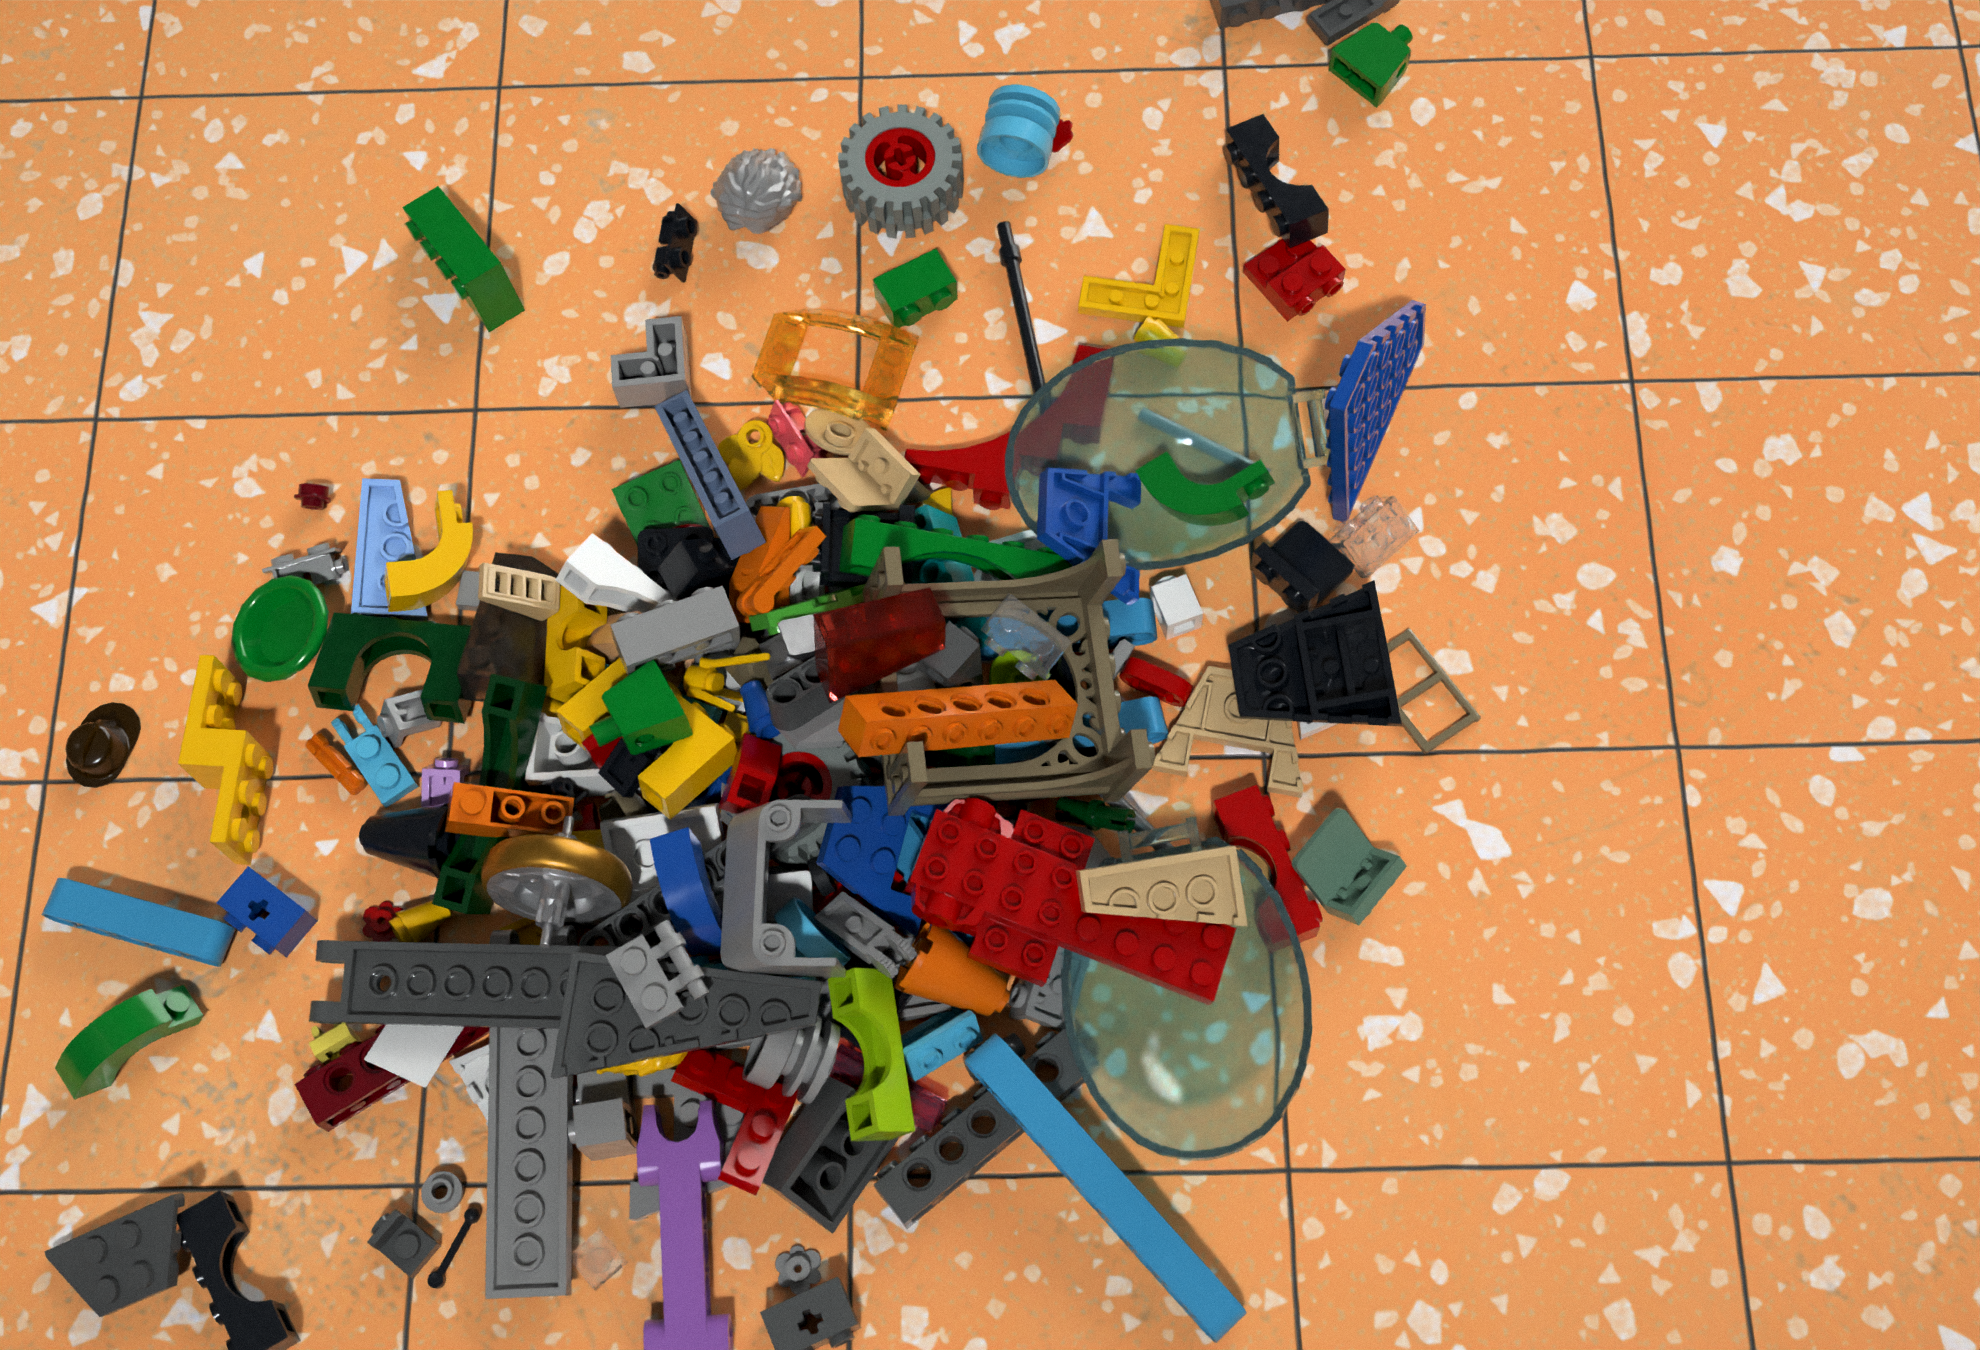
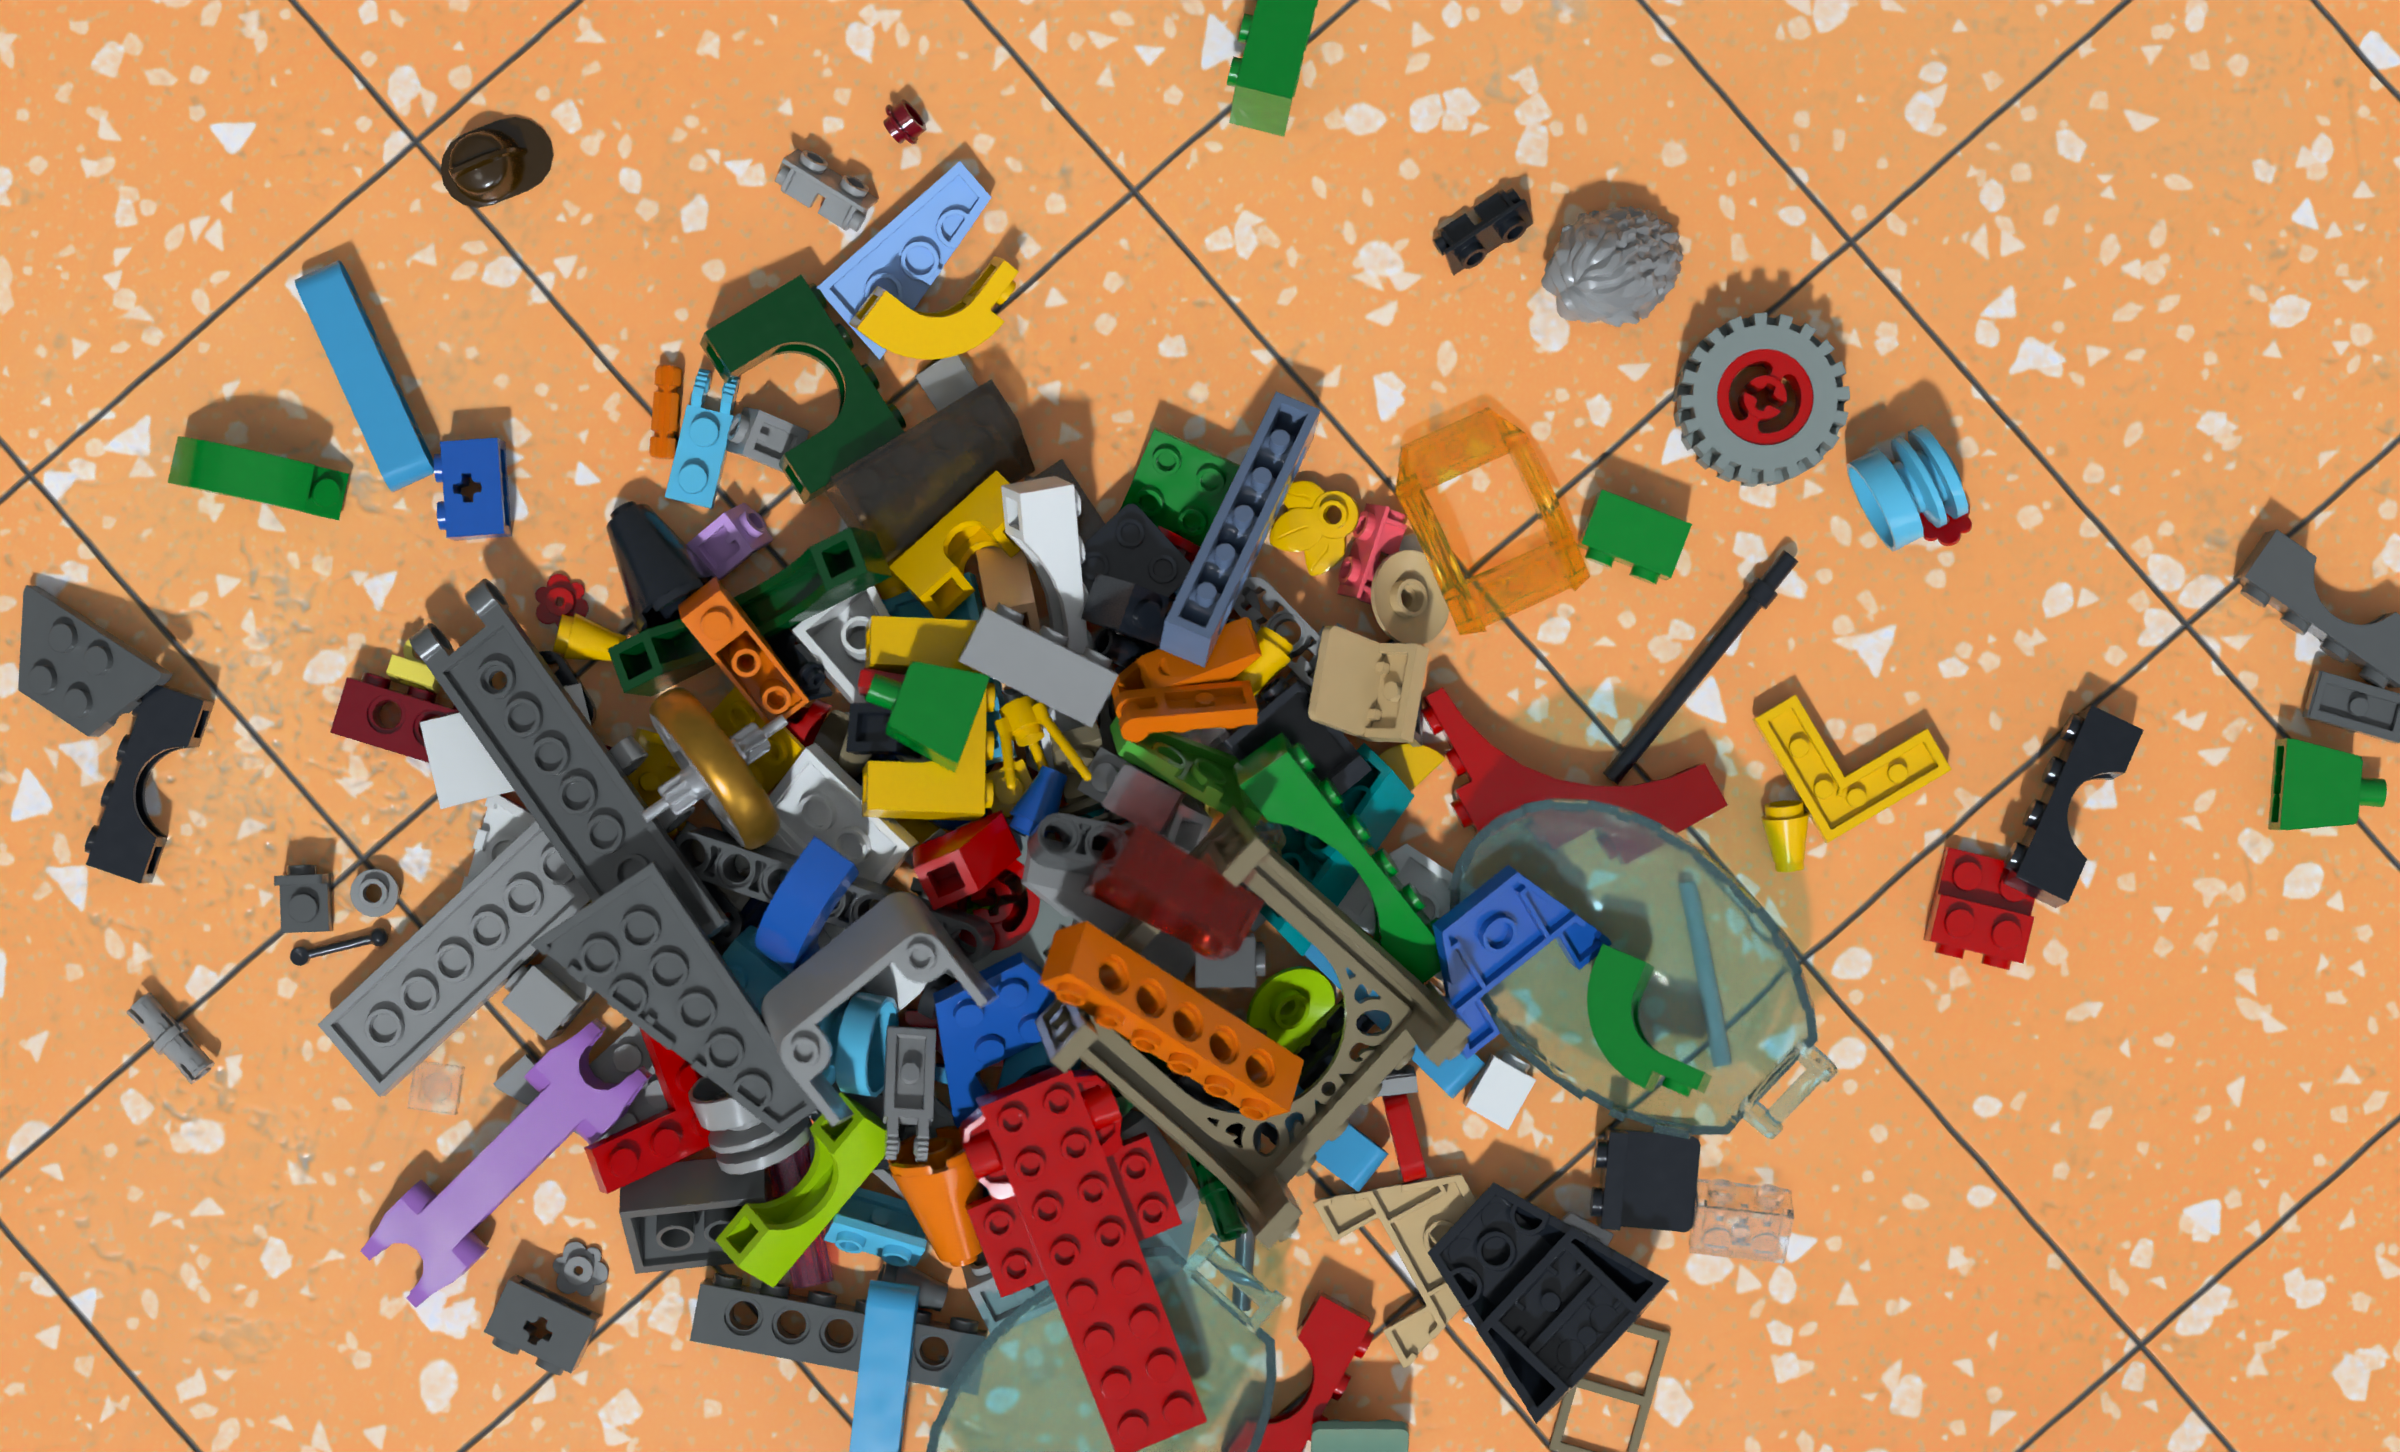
camera: 40 degrees right, 20 degrees up
(225, 760) = (575, 315): yellow bracket -> none
(279, 628) = (742, 234): green piece -> none
(542, 597) = (985, 474): tan slope -> none
(645, 981) = (681, 957): light grey plate -> none
(659, 372) = (1321, 359): light grey brick -> none
(1025, 636) = (1314, 1003): clear bracket -> none
(1173, 887) = (1194, 1350): tan wing -> none
(1367, 401) = (1875, 1124): blue plate -> none

